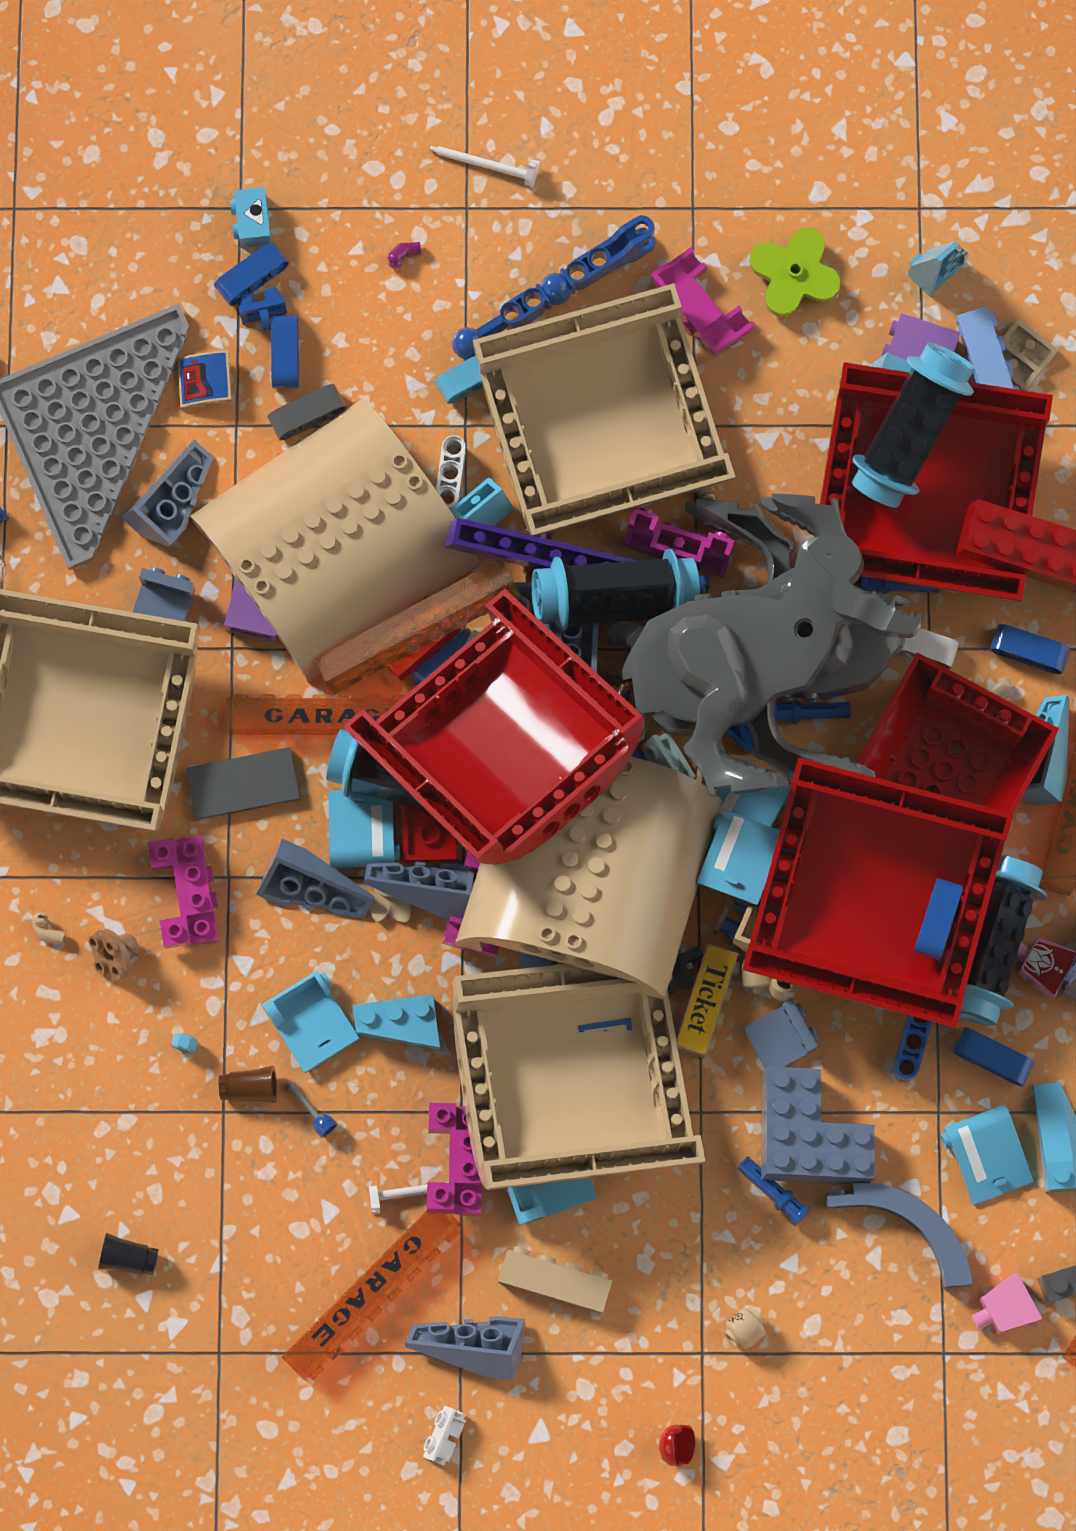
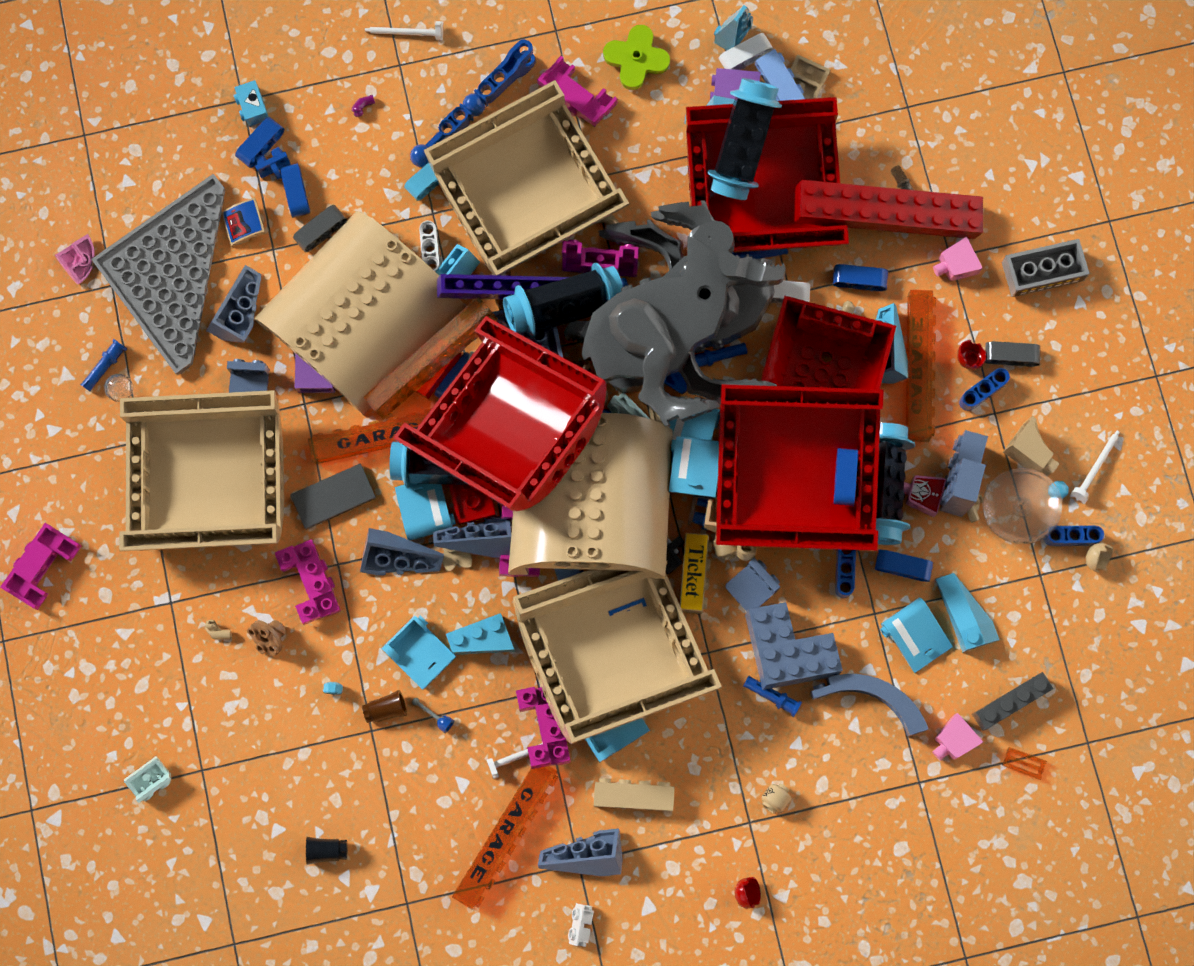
camera: 10 degrees left, 0 degrees up
(948, 300) = (745, 52): none -> white beam

